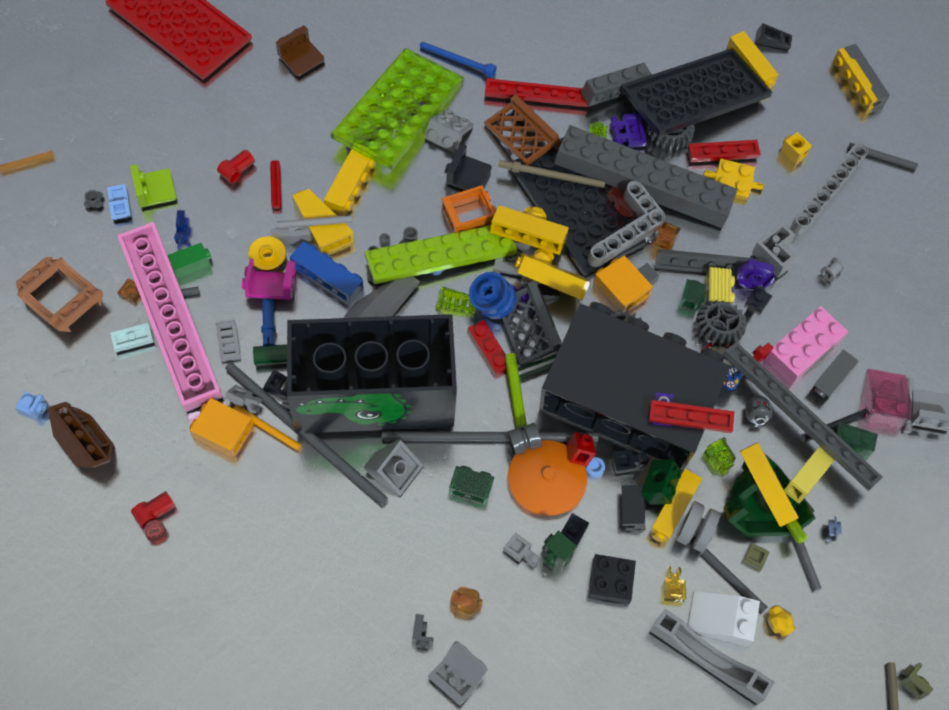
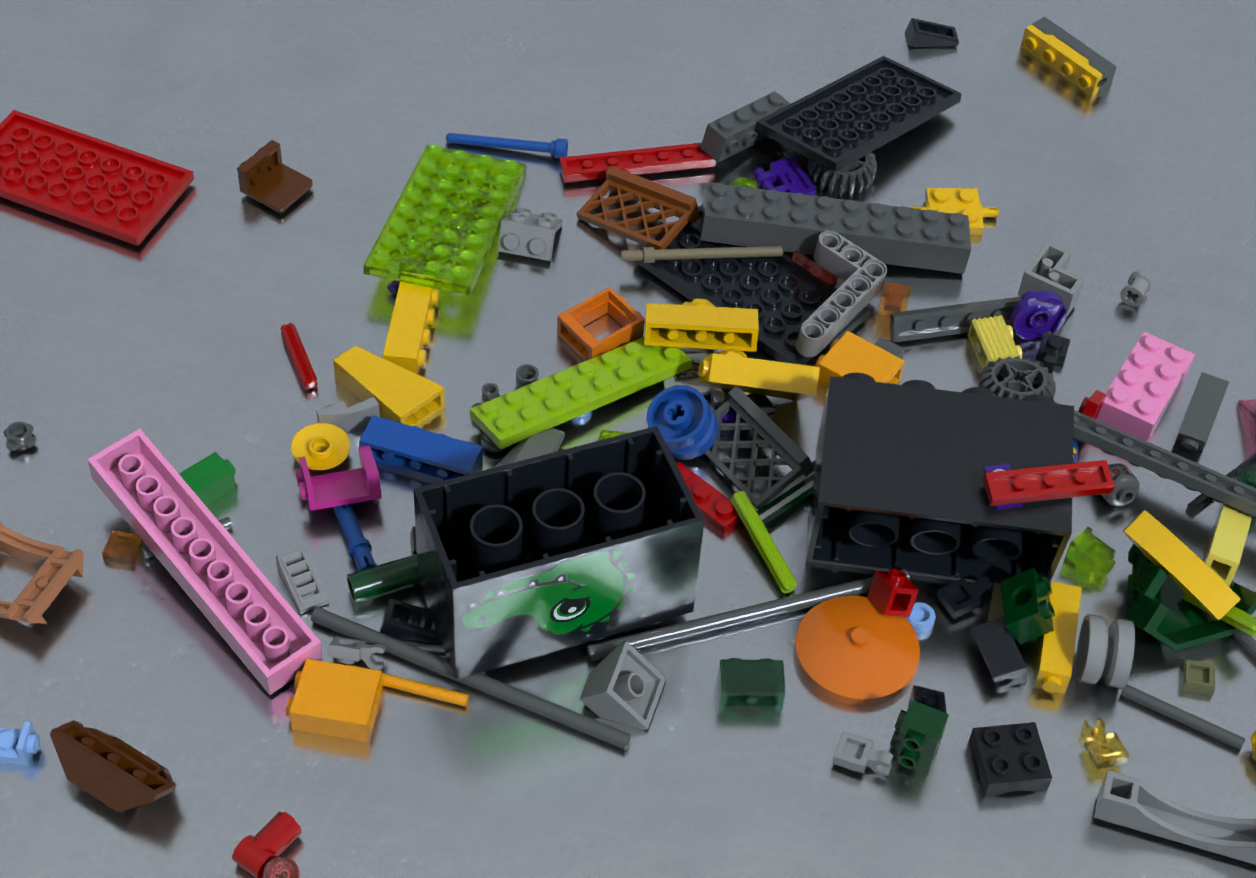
camera: 15 degrees left, 15 degrees down
(119, 202) = (62, 431): light blue slope -> none
(131, 337) = (147, 610): light aqua plate -> none
(153, 187) = (109, 399): lime bracket -> none
(182, 225) = (176, 436): clear blue plate -> none
(232, 169) = (227, 348): red piece -> none
(314, 222) = (380, 385): light grey bar -> none
(465, 171) = (573, 279): black bracket -> none
(466, 601) = (808, 846): clear orange head -> none
(525, 438) = (810, 595): dark grey wheel -> none
(692, 295) = (961, 362): clear green brick -> none
(723, 150) = (930, 176): red plate -> none
(724, 617) = (1195, 766): white slope -> none
(753, 57) = (912, 56): yellow brick -> none
(795, 147) = (1020, 154): yellow brick -> none
(829, 189) = (1088, 192): light grey beam -> none
(890, 158) = (1137, 142): dark grey bar -> none

